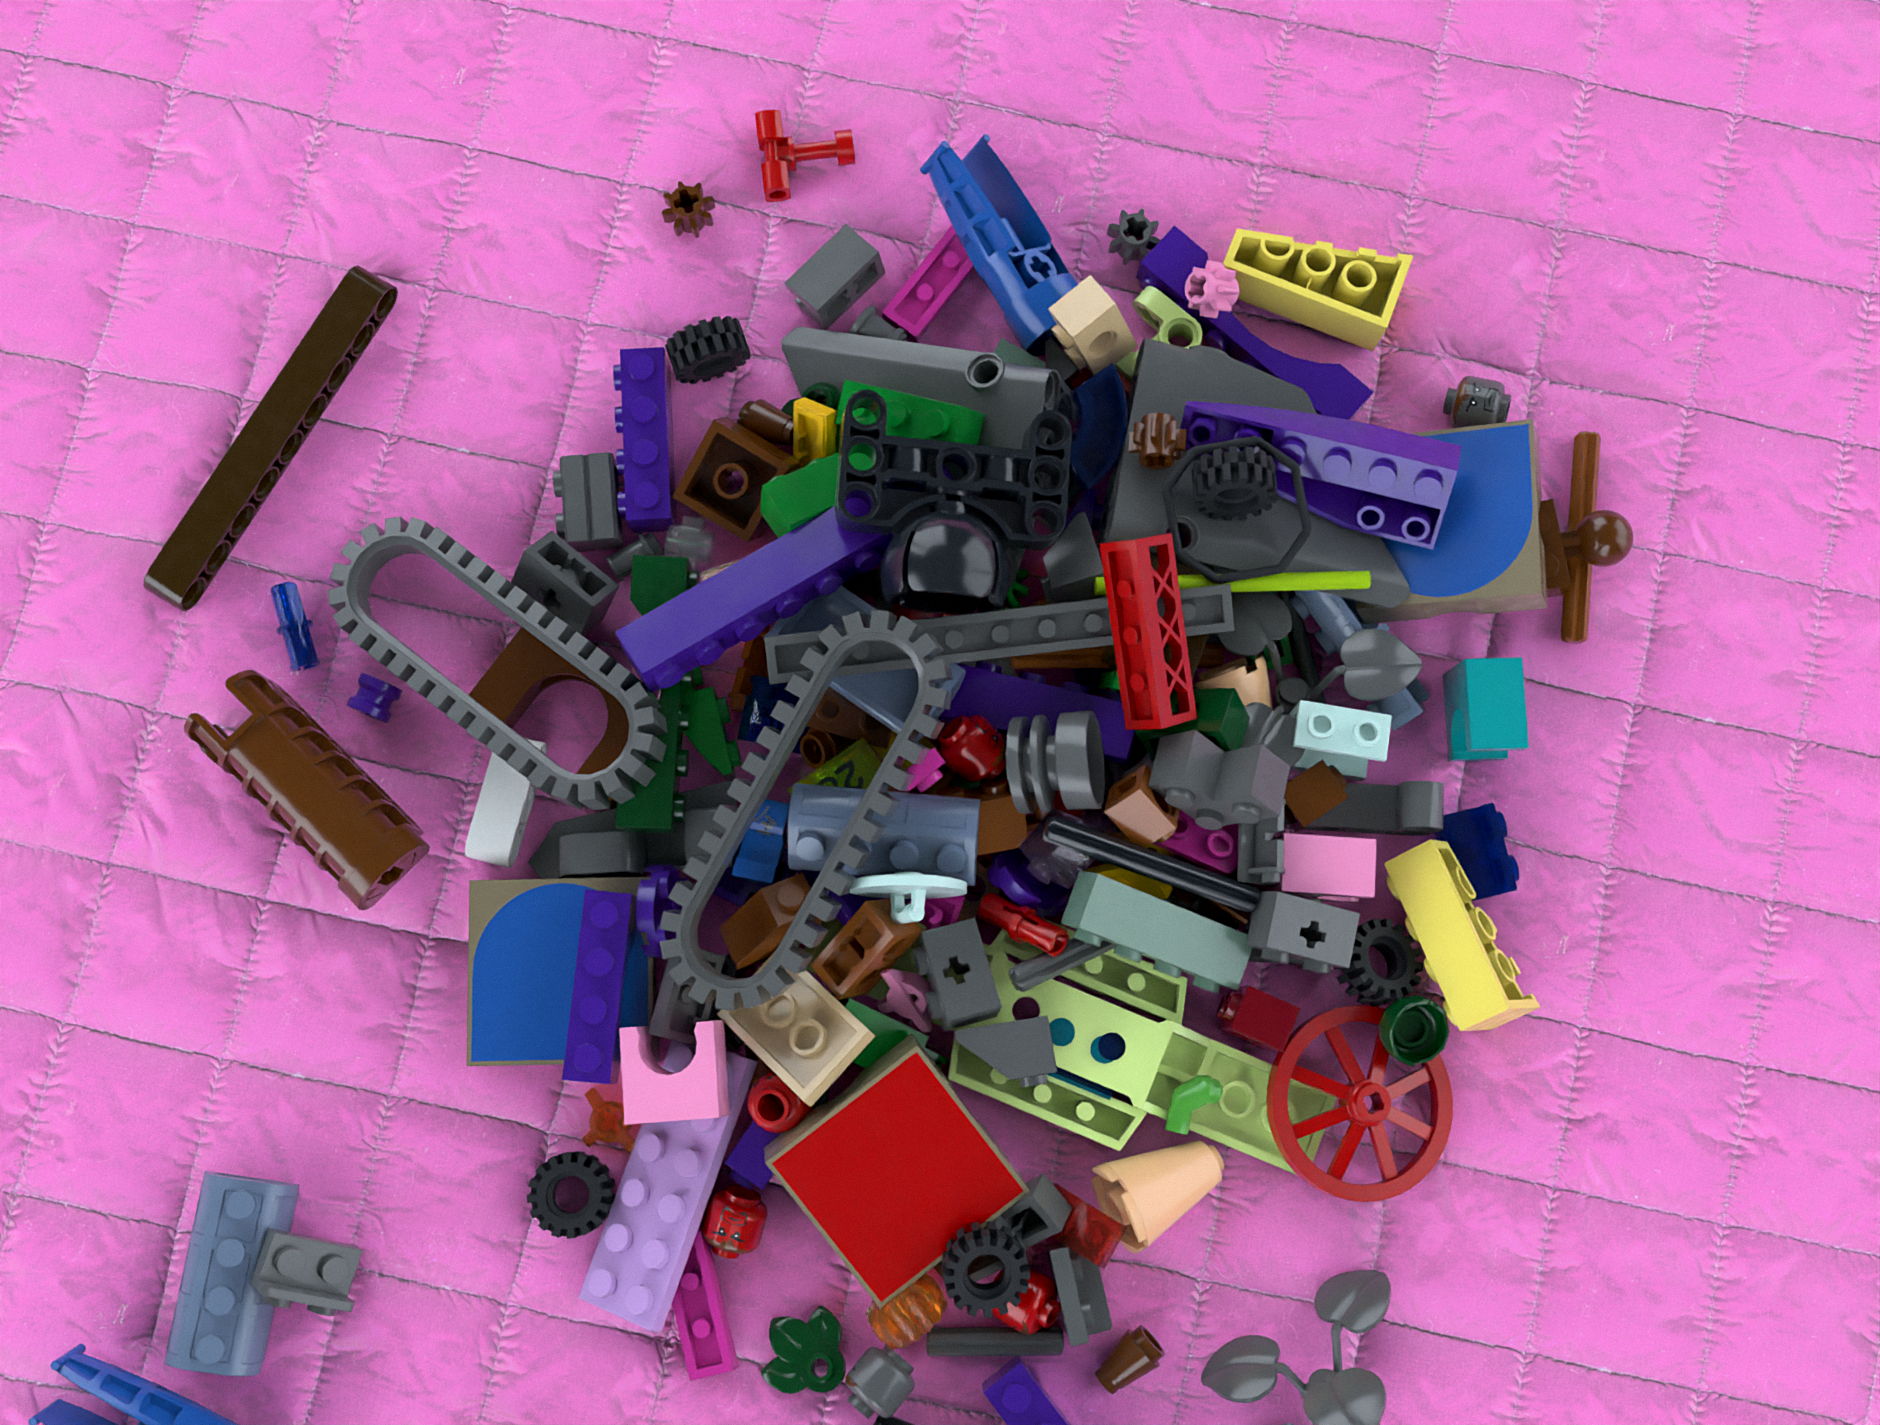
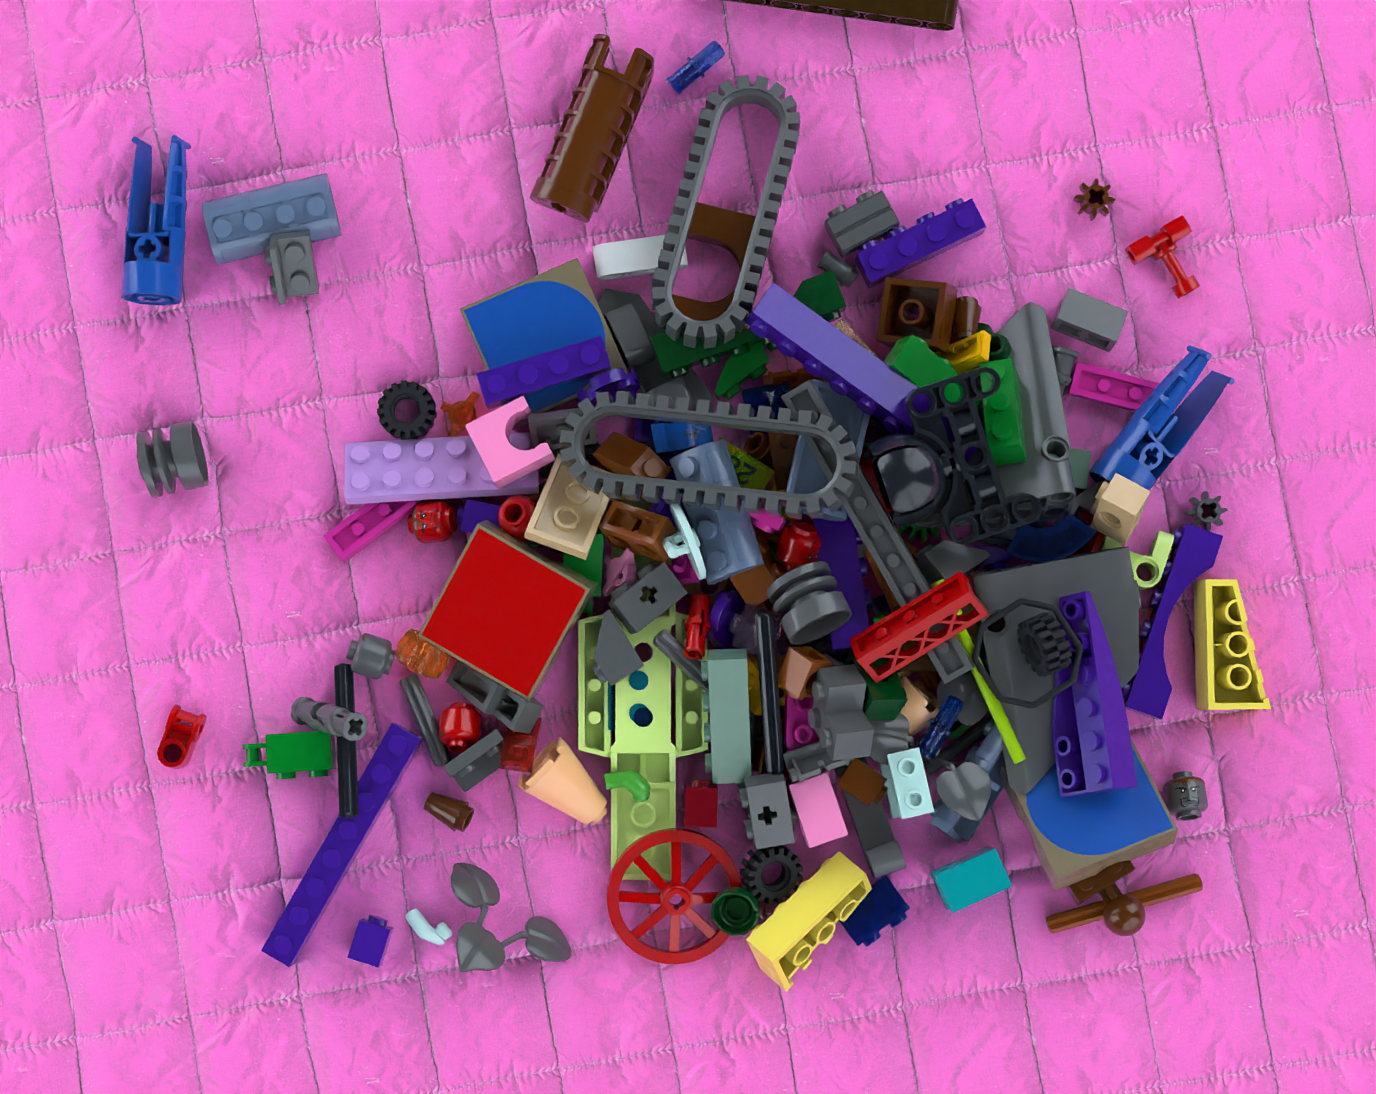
camera: 70 degrees right, 5 degrees up
(374, 697) = (670, 140): dark purple wheel -> none
(565, 583) = (798, 231): dark grey brick -> none
(690, 541) = (861, 301): clear gear -> none
(707, 349) = (998, 256): black tyre -> none
(798, 1350) = (369, 597): dark green plate -> none
(988, 1295) = (485, 683): black tyre -> none
(1157, 441) = (1053, 582): reddish brown gear -> none
(1211, 289) = (1183, 579): bright pink gear -> none
(1280, 663) = (940, 727): none -> clear blue axle

